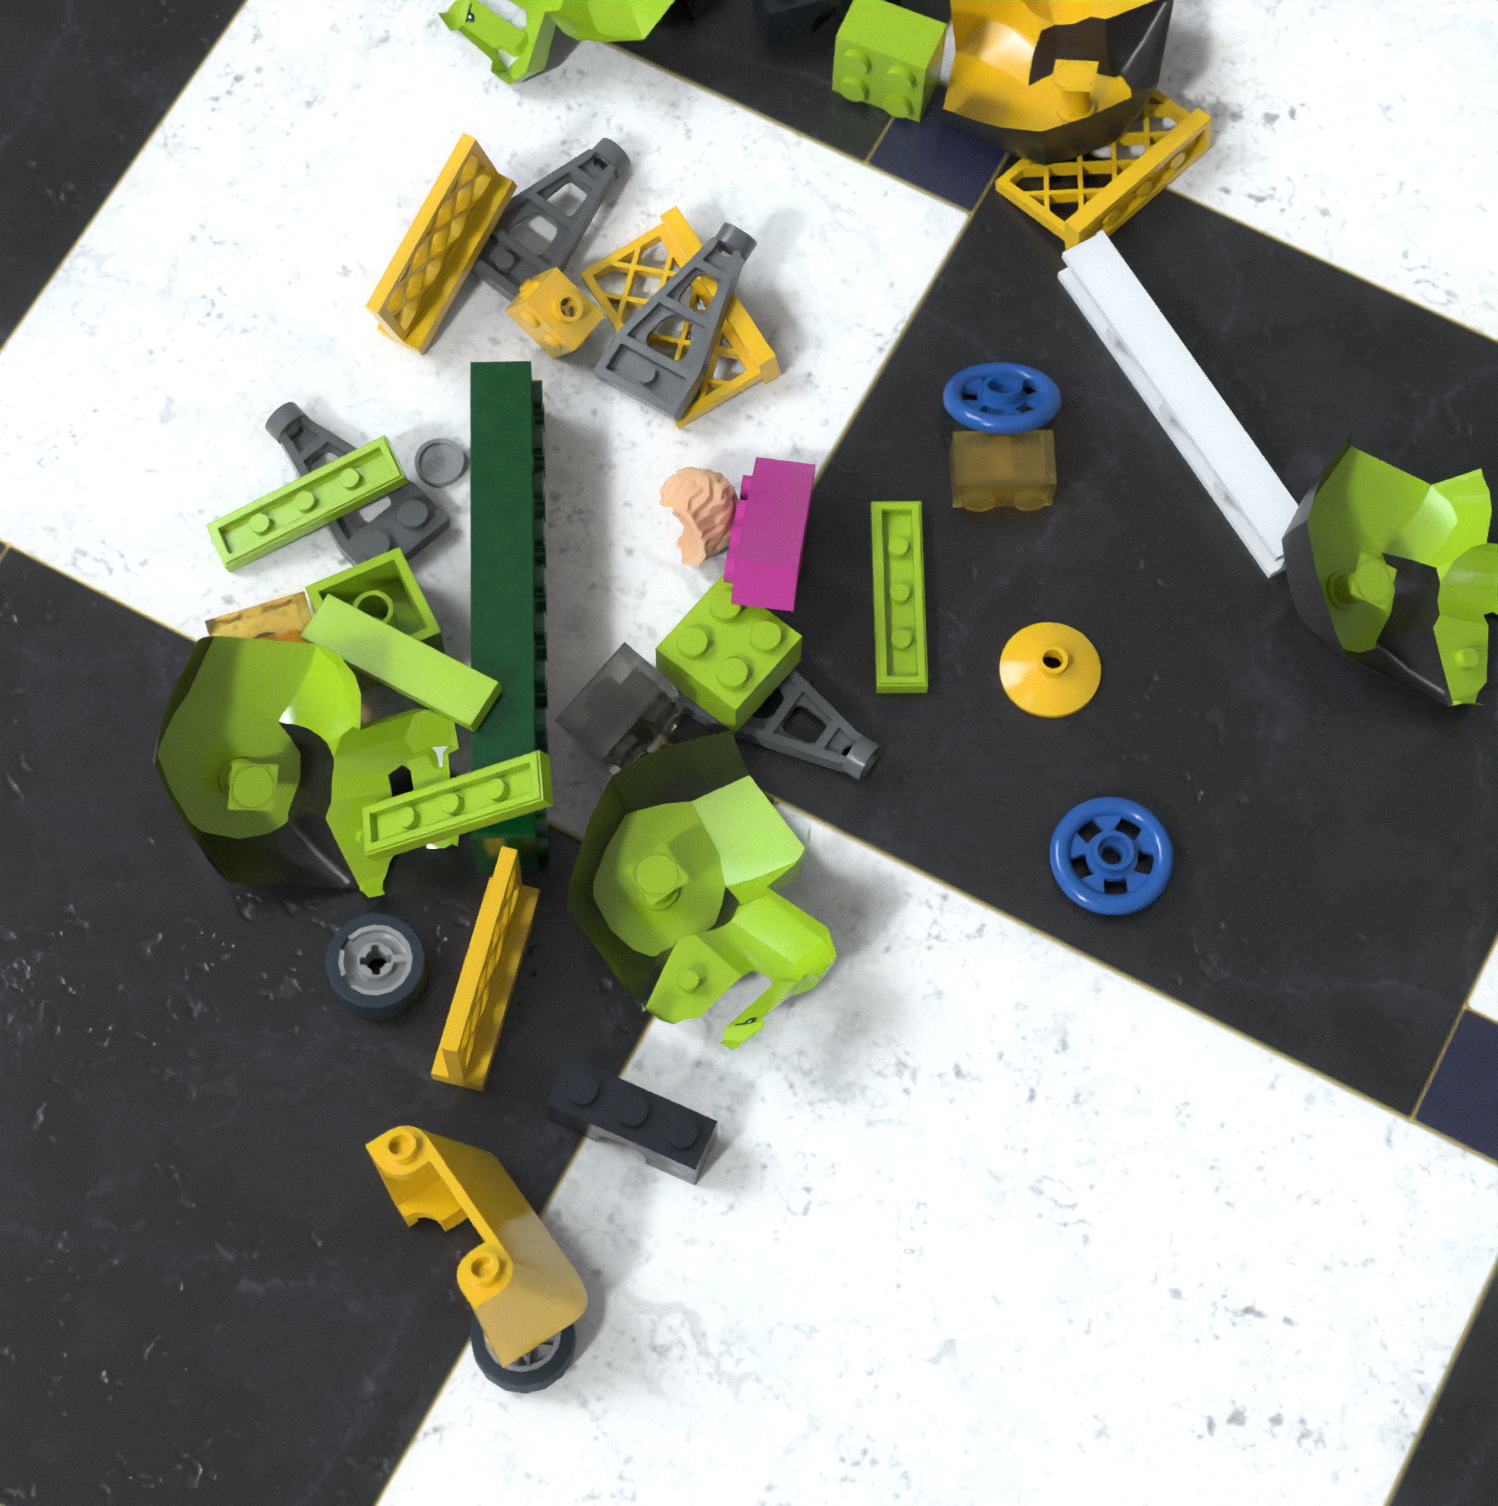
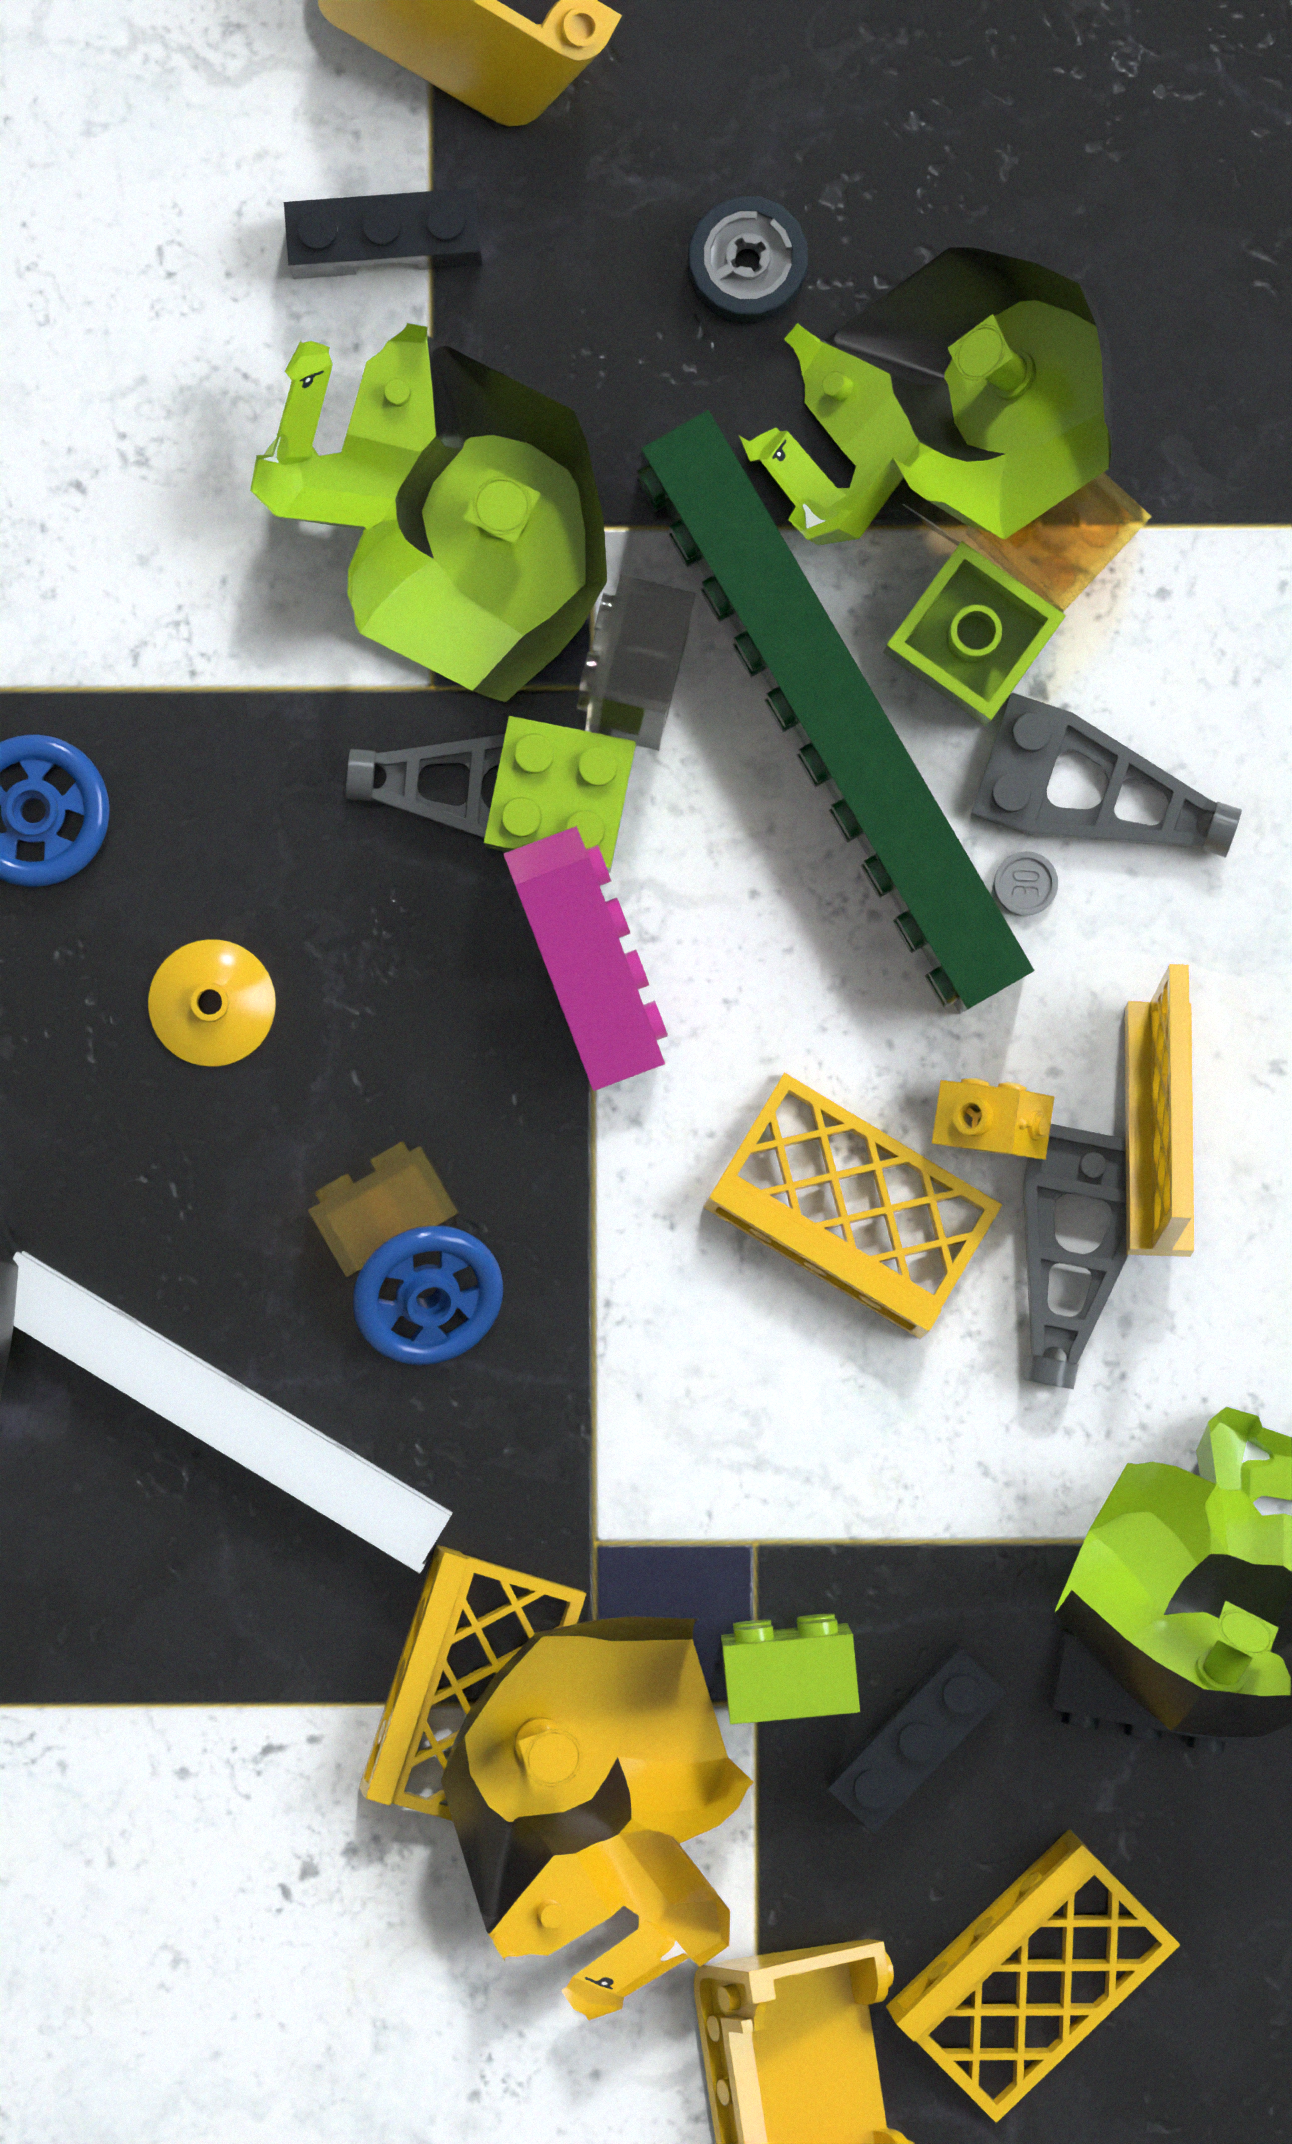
camera: 150 degrees right, 20 degrees up
(307, 503) = (1135, 738): lime tile -> none
(403, 663) = (900, 568): lime tile -> none
(457, 805) = (742, 436): lime tile -> none
(487, 977) = (623, 304): yellow fence -> none
(653, 377) = (847, 1105): plate -> none
(706, 509) = (691, 962): light nougat hair -> none
(899, 597) = (423, 997): lime tile -> none

